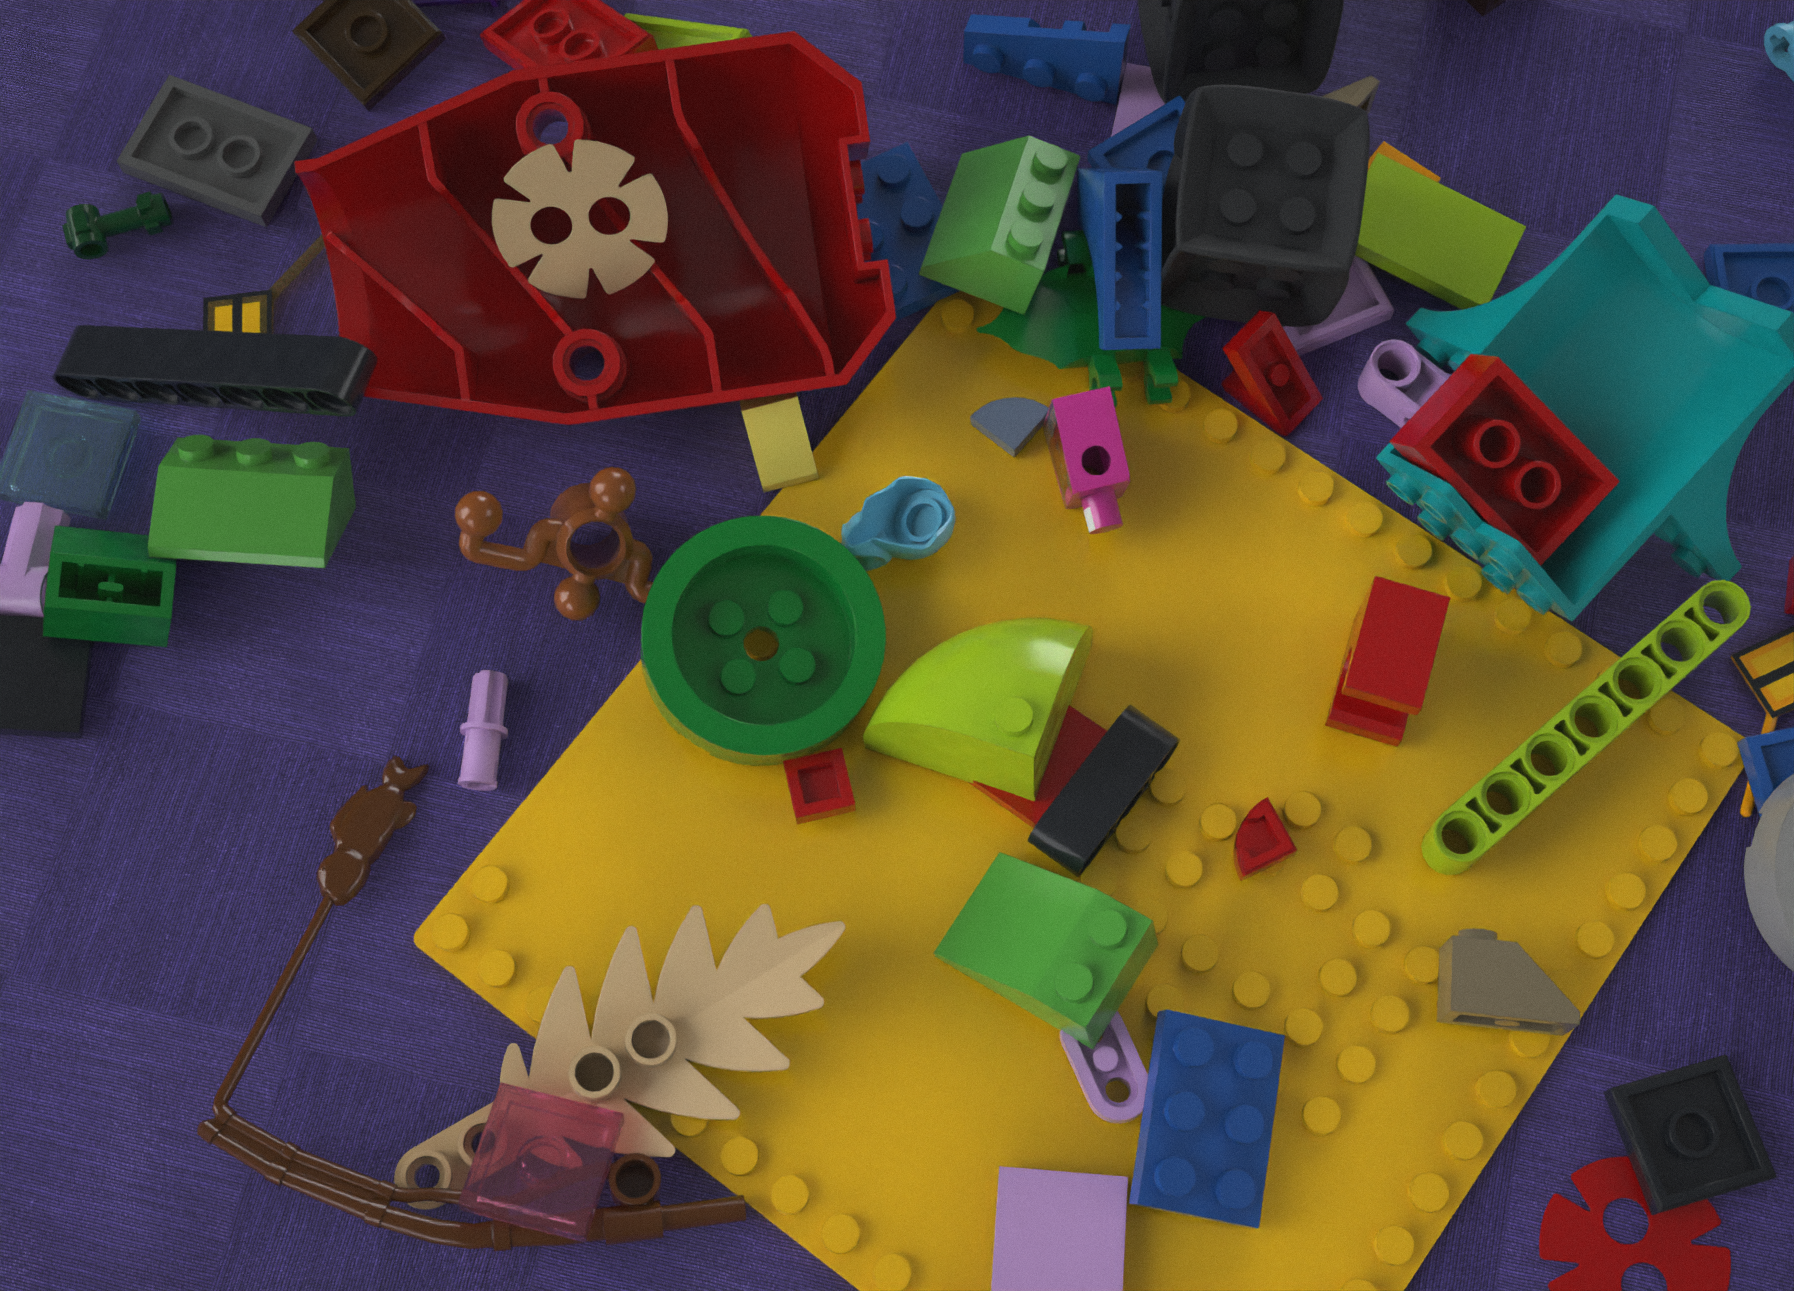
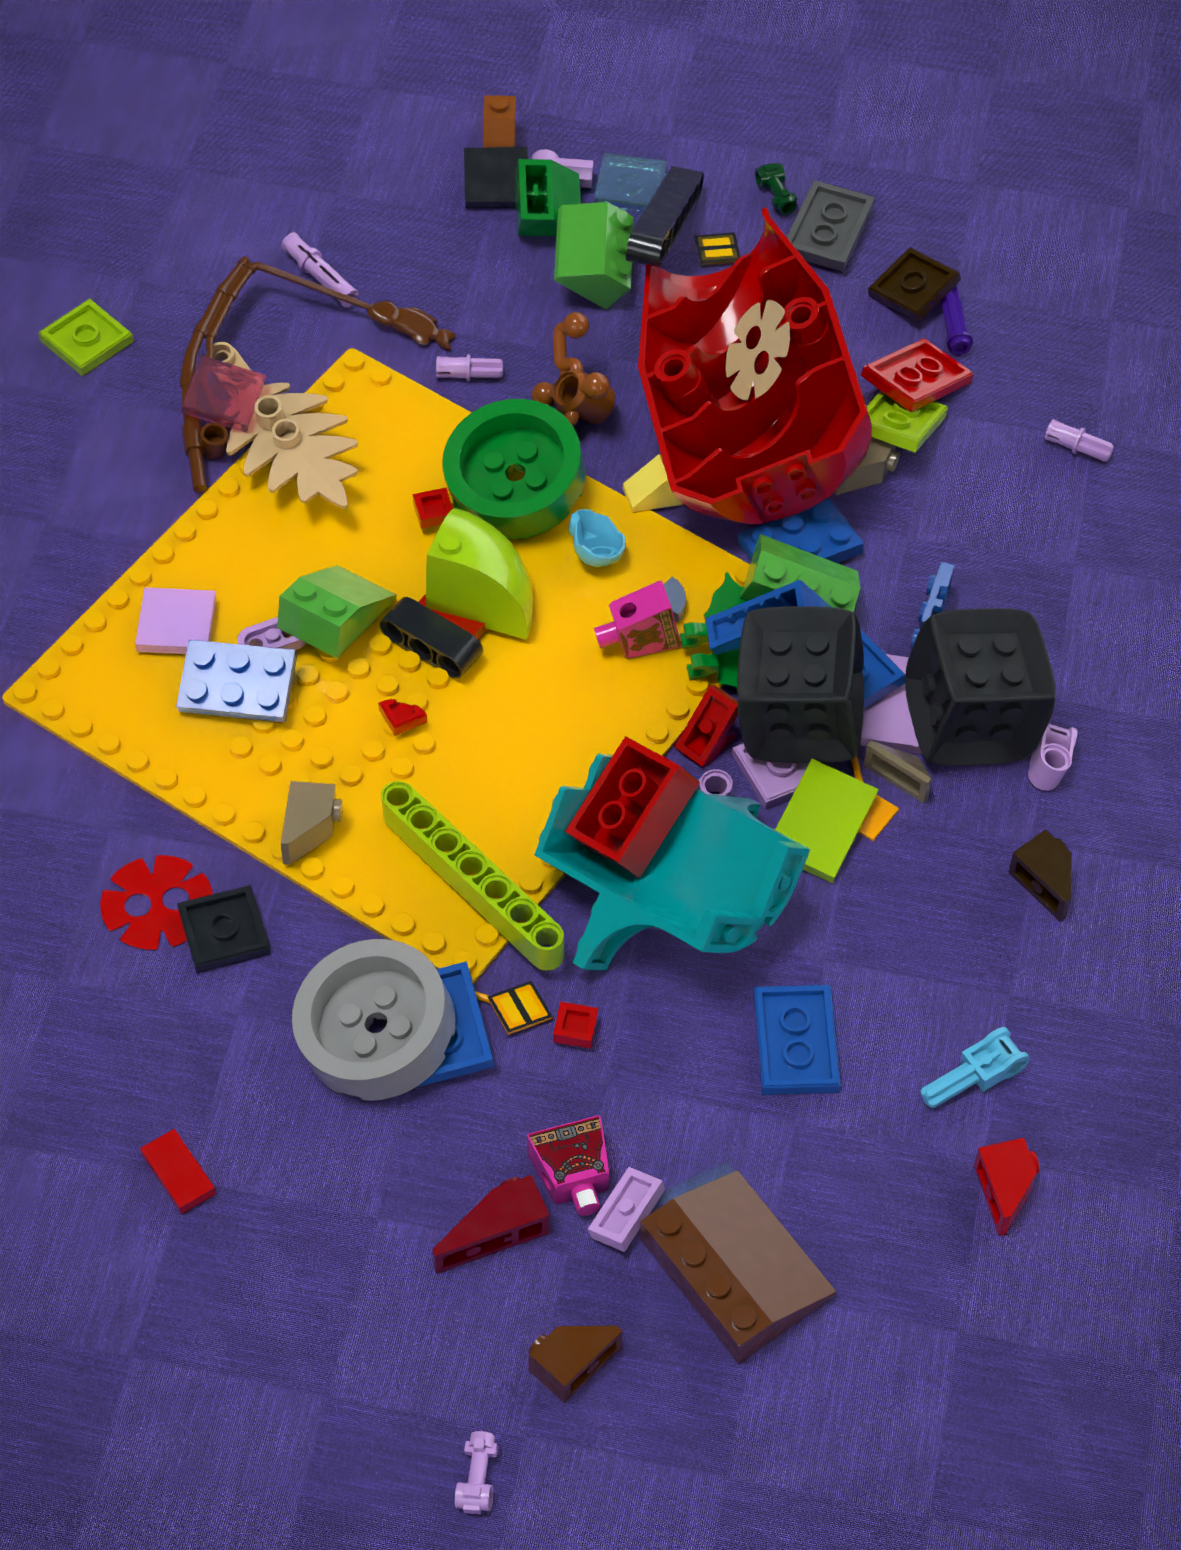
camera: 85 degrees right, 15 degrees down
(211, 1000) = (311, 261): none -> lavender pin
(1387, 661) = (508, 762): red piece -> none

